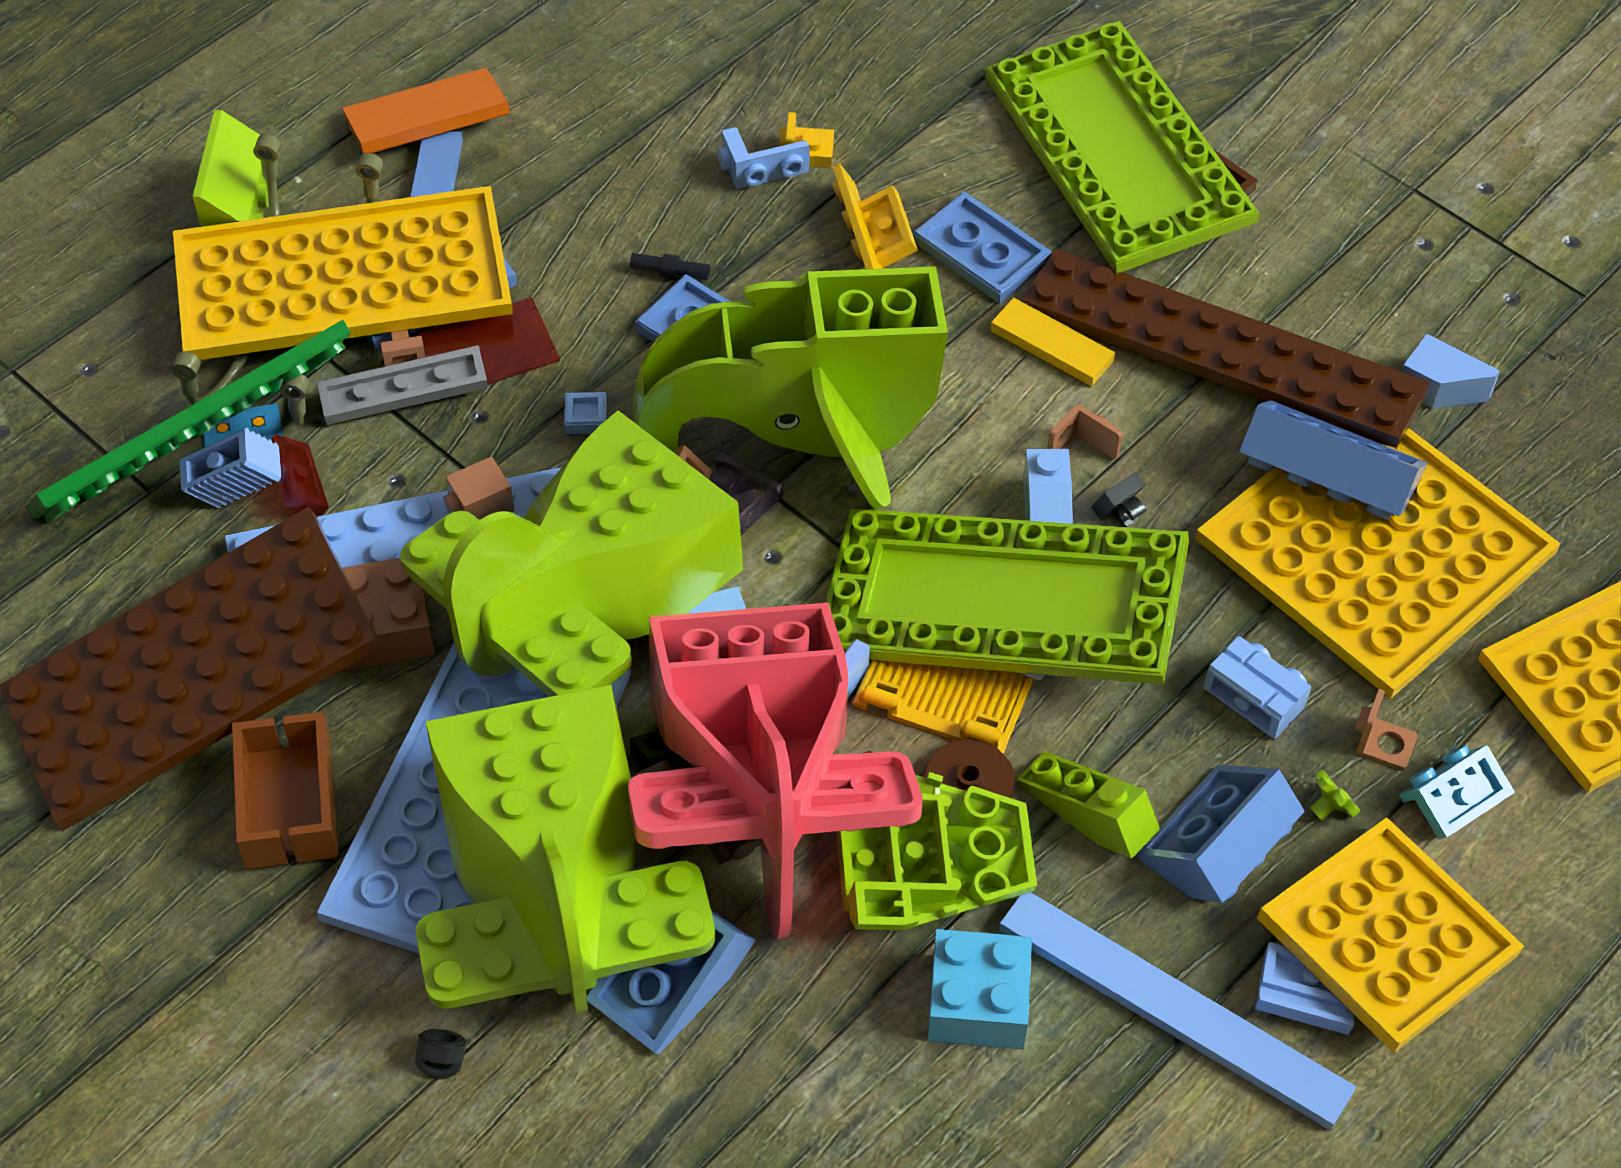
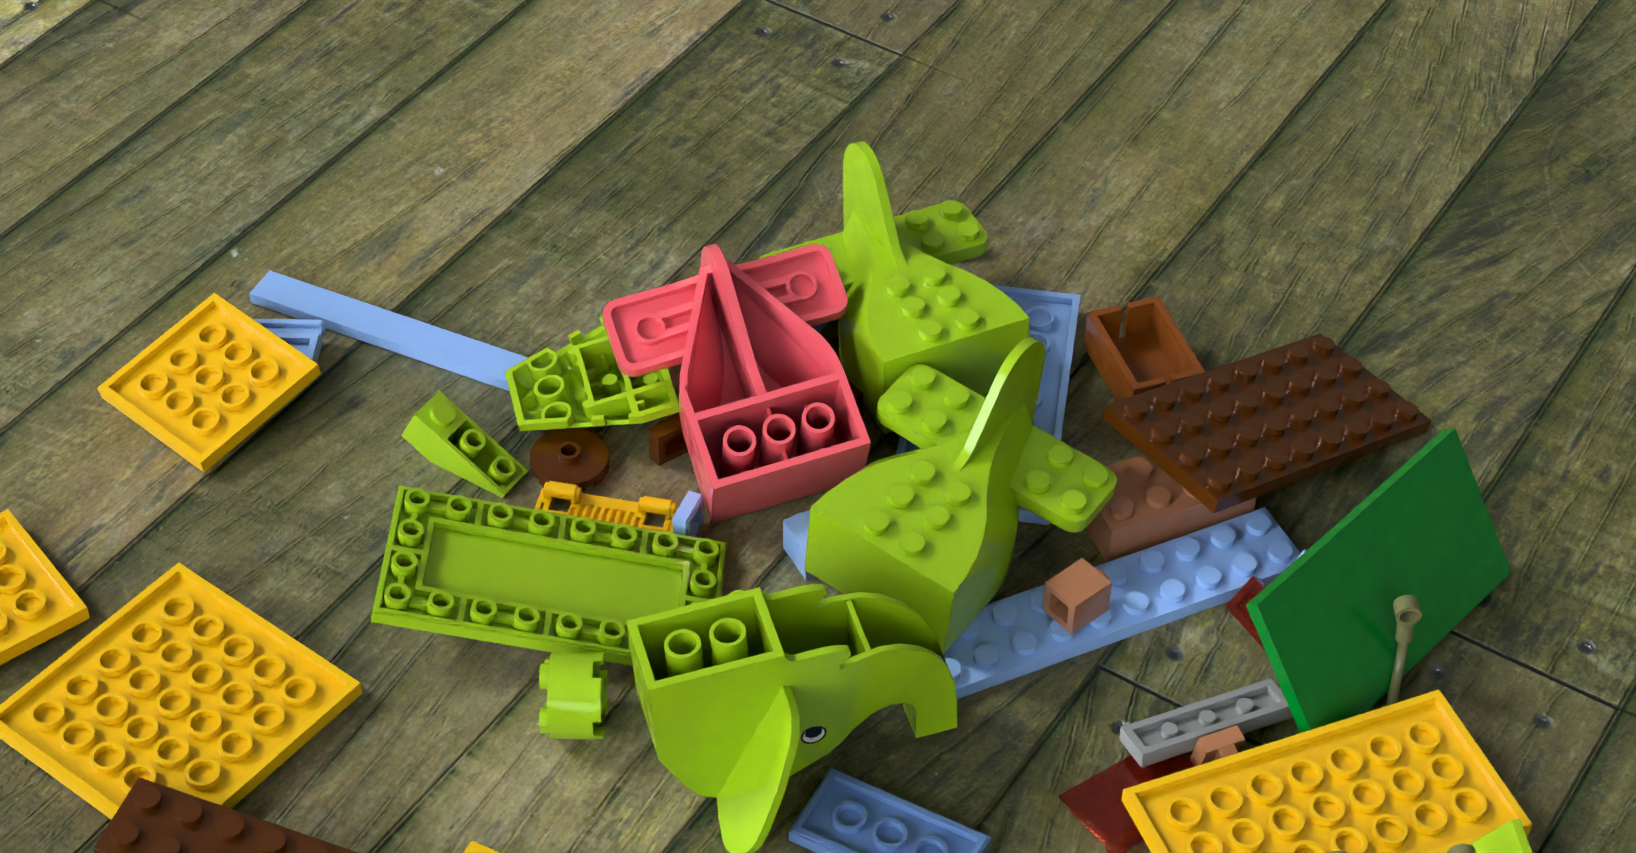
camera: 170 degrees right, 10 degrees down
(584, 412) = (1011, 738): light blue tile -> none
(980, 989) = (544, 306): medium azure piece -> none
(989, 466) = (574, 696): none -> lime brick
(1047, 486) = (513, 694): light blue slope -> none
(1088, 427) = (474, 778): nougat bracket -> none
(1122, 501) = (440, 707): pearl dark grey tile -> none
(1222, 831) = (347, 439): medium blue slope -> none
(1257, 686) = (307, 553): light blue brick -> none
(1332, 798) = (244, 478): lime plant -> none
(1333, 458) = (211, 750): medium blue slope -> none
(1374, 728) = (205, 533): nougat bracket -> none
(1459, 789) = (135, 500): bracket -> none

